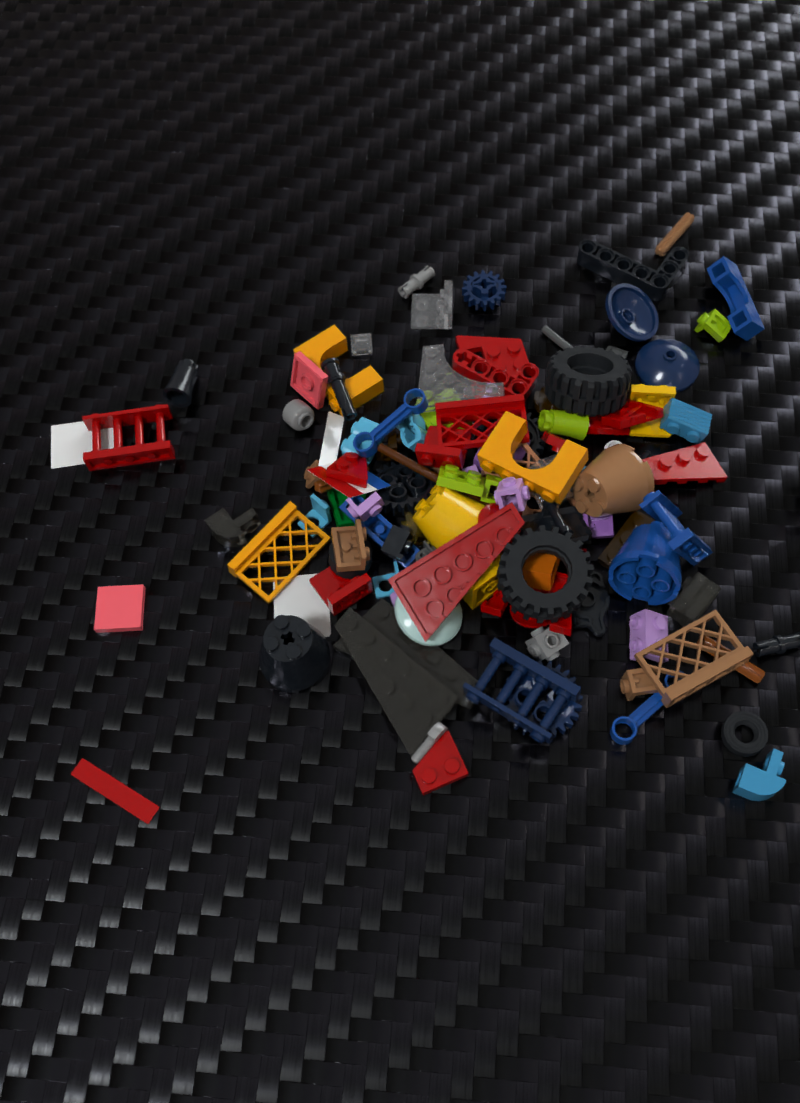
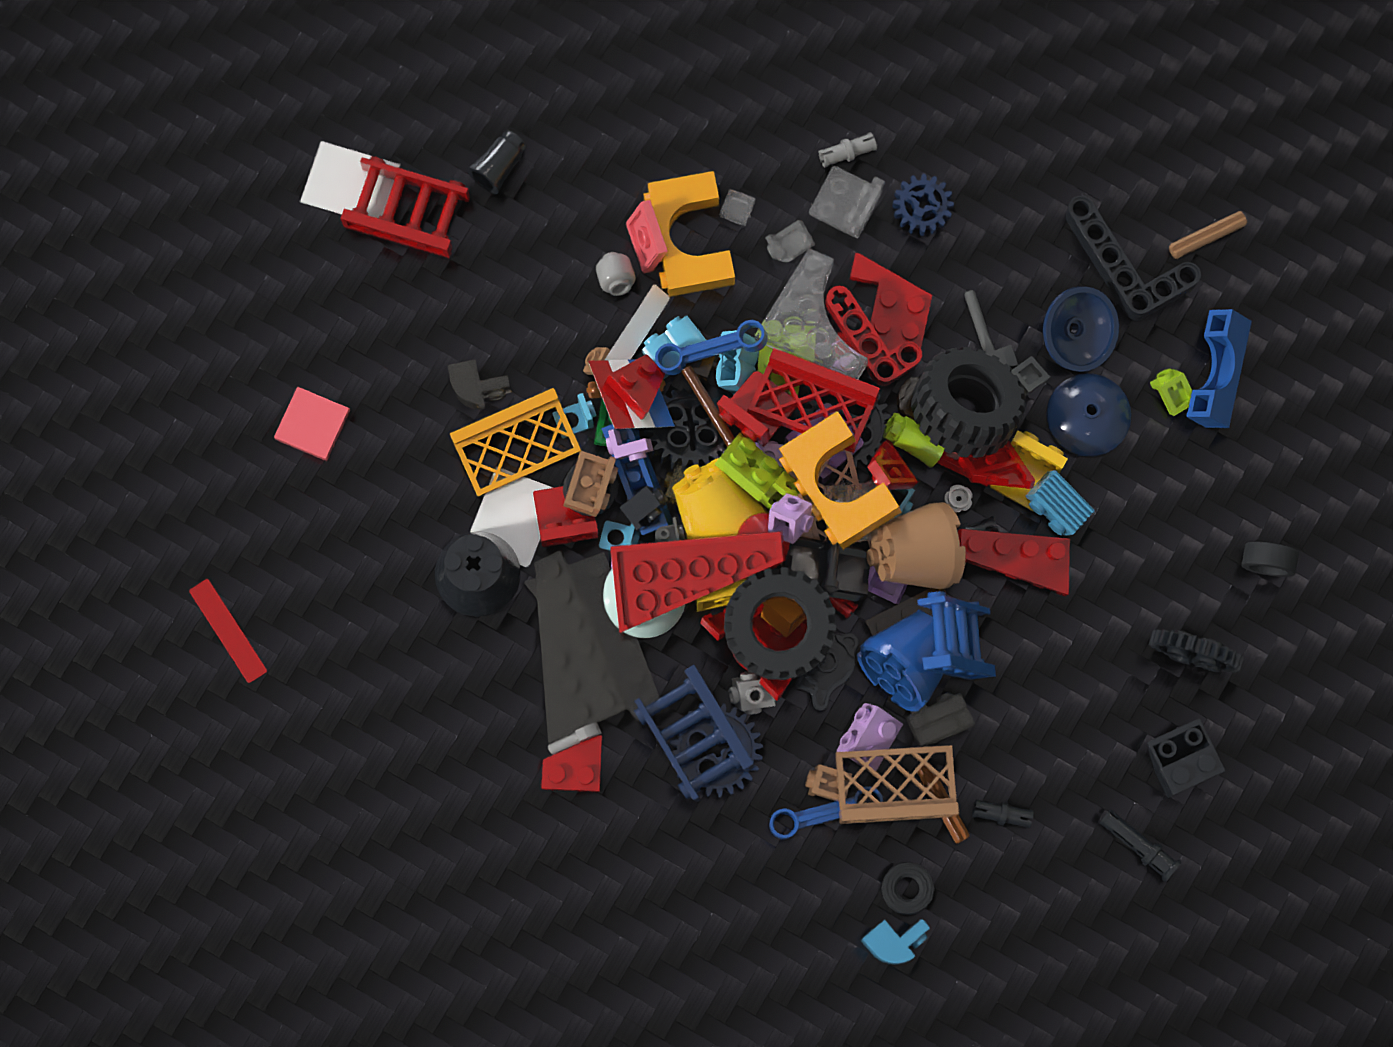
camera: 20 degrees right, 15 degrees up
(337, 382) = (676, 257): black pin -> none
(408, 347) = (790, 242): none -> clear bracket

